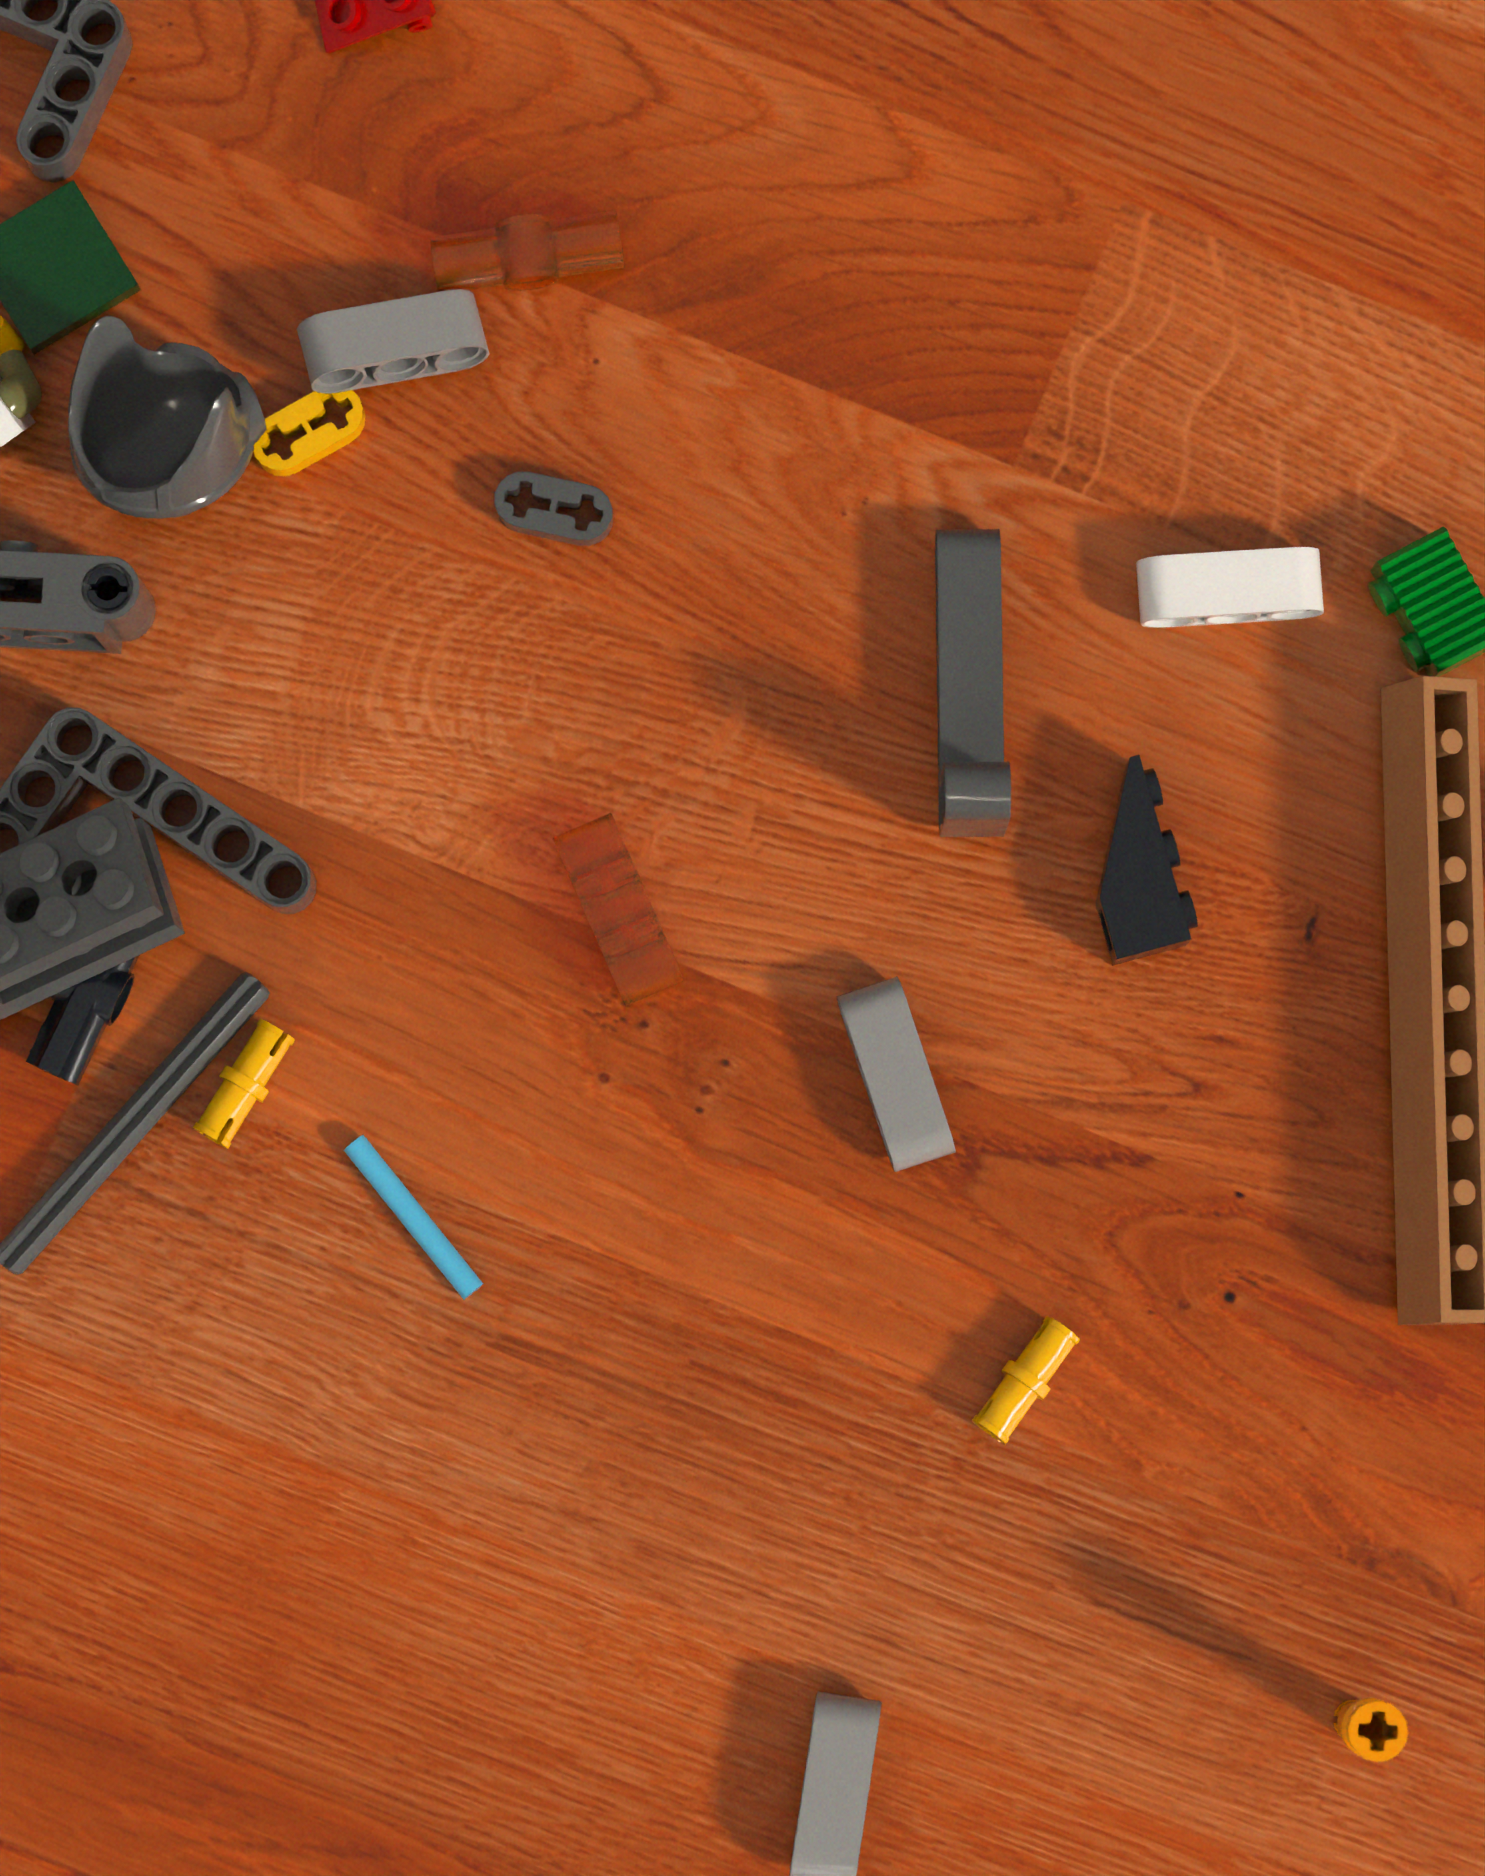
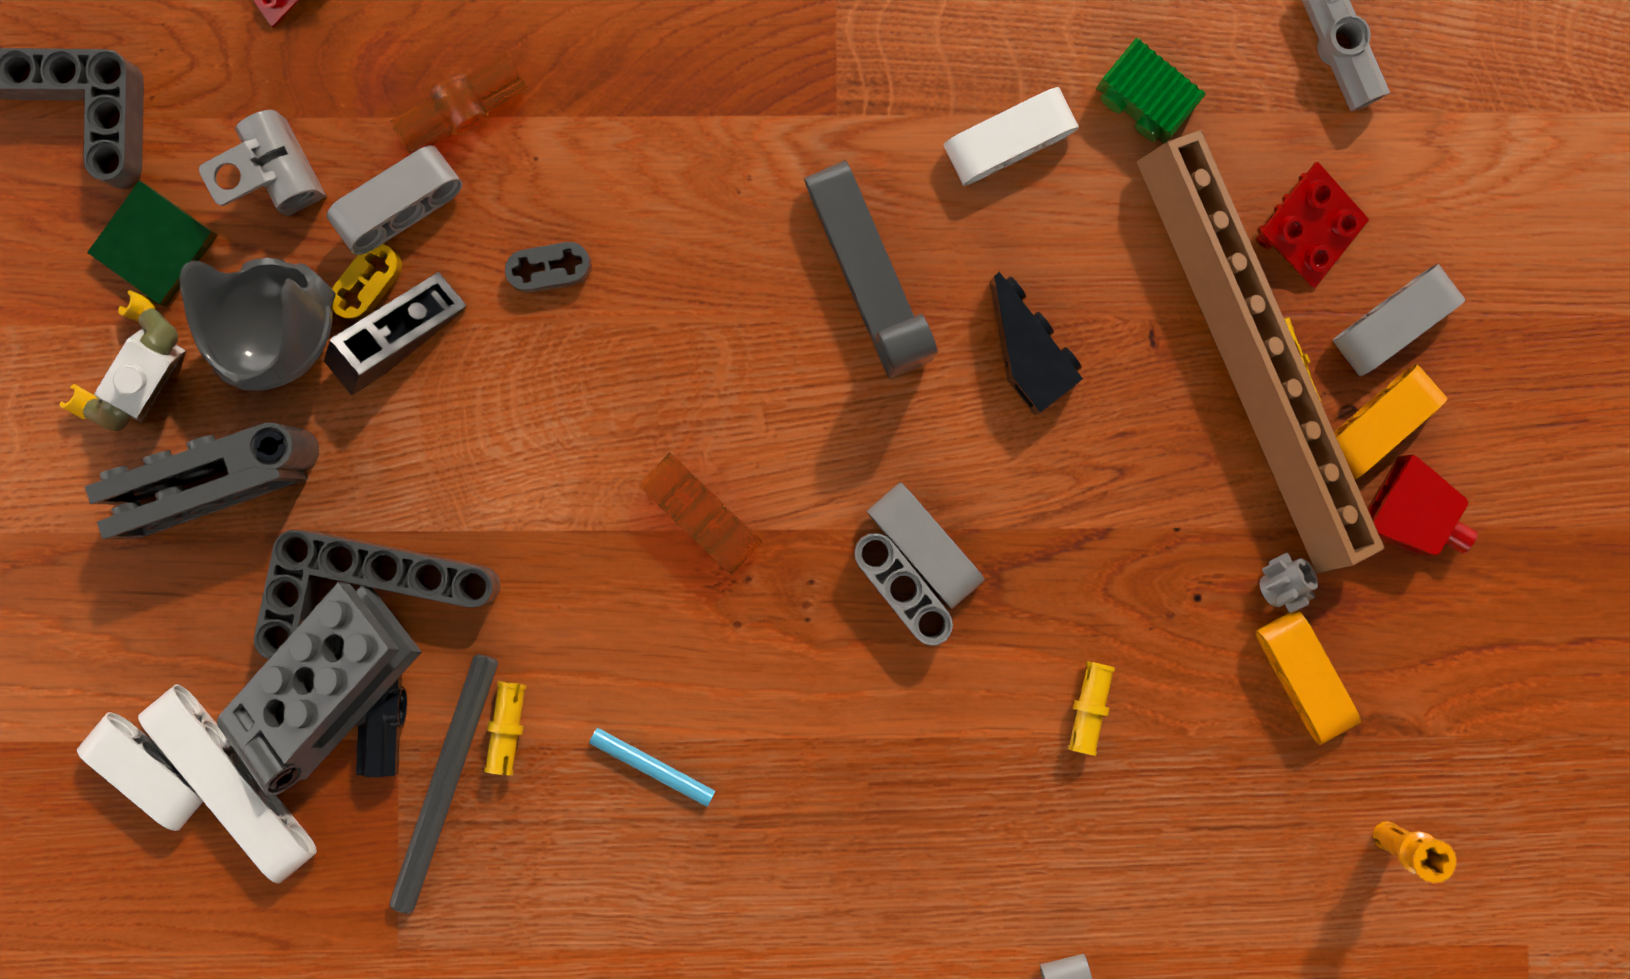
camera: 25 degrees left, 5 degrees up
(252, 223) = (269, 159): none -> light grey piece
(315, 510) = (392, 333): none -> black slope
(847, 1085) = (922, 599): none -> light grey beam
(1331, 1458) = (1308, 677): none -> light orange beam
(1355, 1321) = (1288, 582): none -> light grey gear

